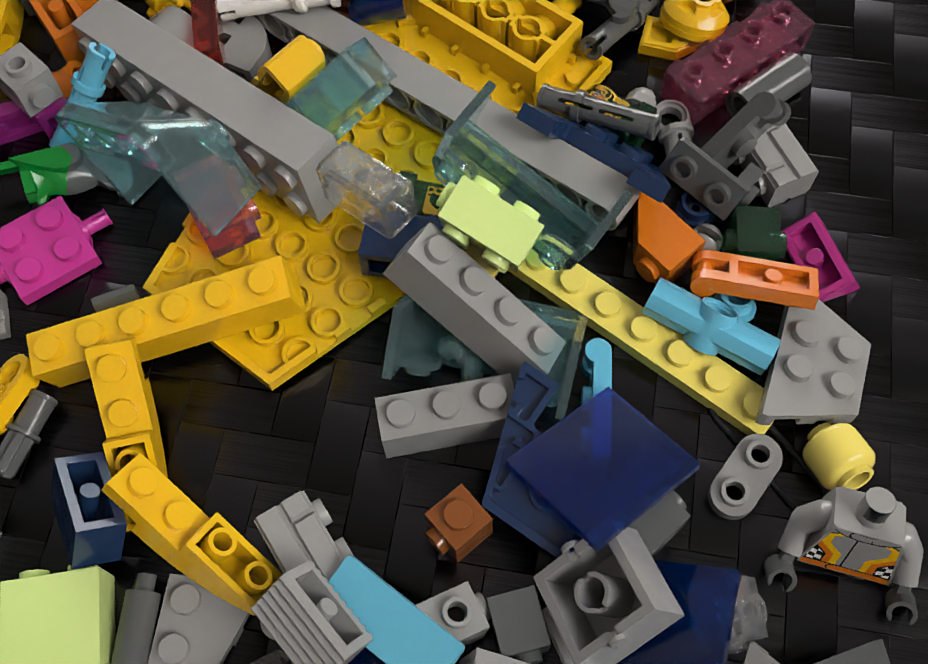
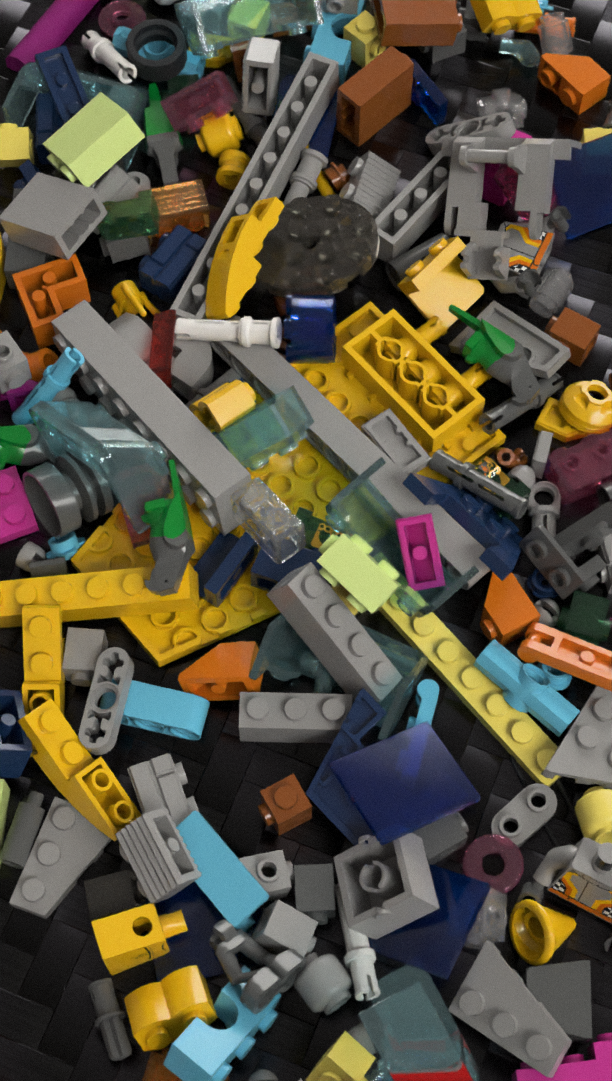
camera: 10 degrees right, 0 degrees up
(91, 288) = (29, 553): none -> light grey hinge
(124, 210) = (66, 494): none -> dark grey wheel
(133, 271) = (65, 546): none -> medium azure plate
(178, 395) = (81, 654): none -> light grey brick
(221, 461) = (111, 716): none -> light grey beam
(250, 230) = (169, 538): none -> animal
(273, 440) = (162, 710): none -> medium azure beam
(326, 257) = (224, 565): none -> dark blue panel
(347, 381) = (222, 672): none -> orange slope
(508, 91) = (396, 442): none -> light grey plate
(554, 192) = (420, 552): none -> dark pink slope
(622, 82) = (509, 458): none -> dark orange arm
(656, 70) = (541, 453): none -> light grey tile
(737, 521) = (498, 845): none -> clear pink piece
(803, 616) = (538, 931): none -> yellow hat

